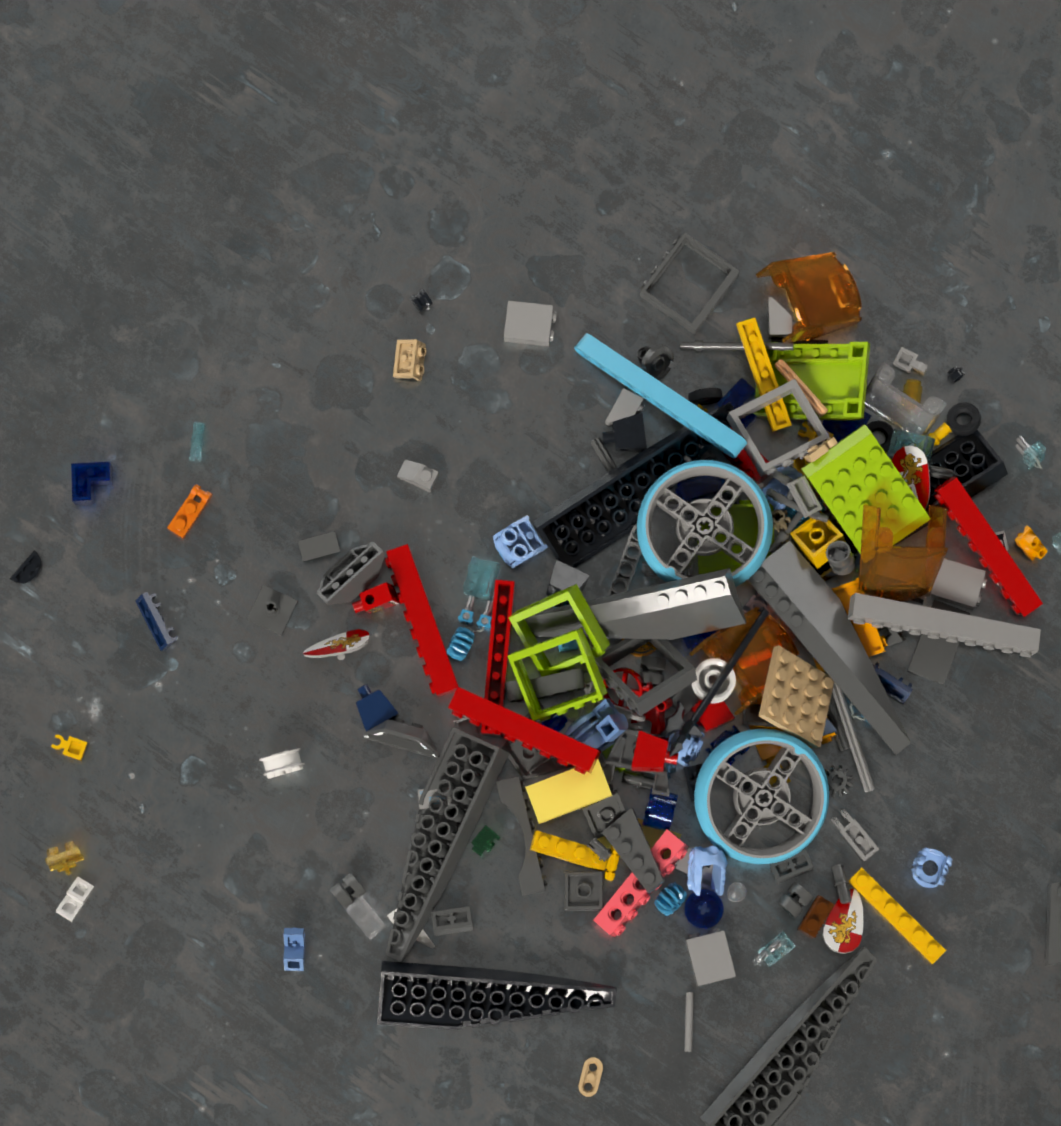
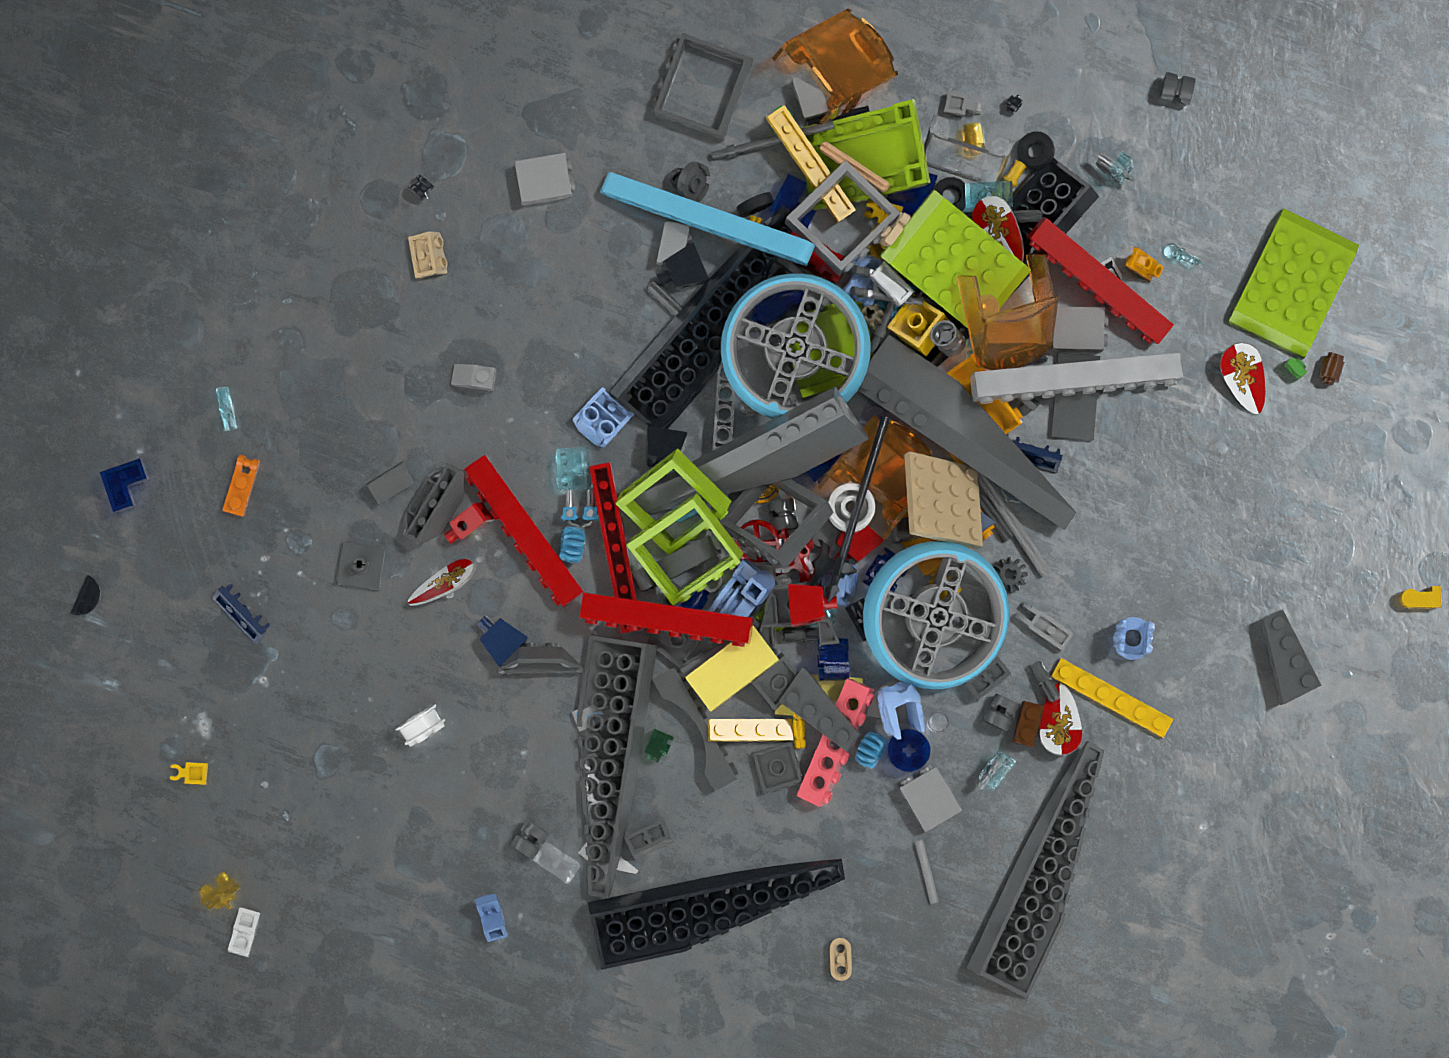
camera: 20 degrees left, 5 degrees up
(598, 848) = (782, 719): dark grey pin -> none

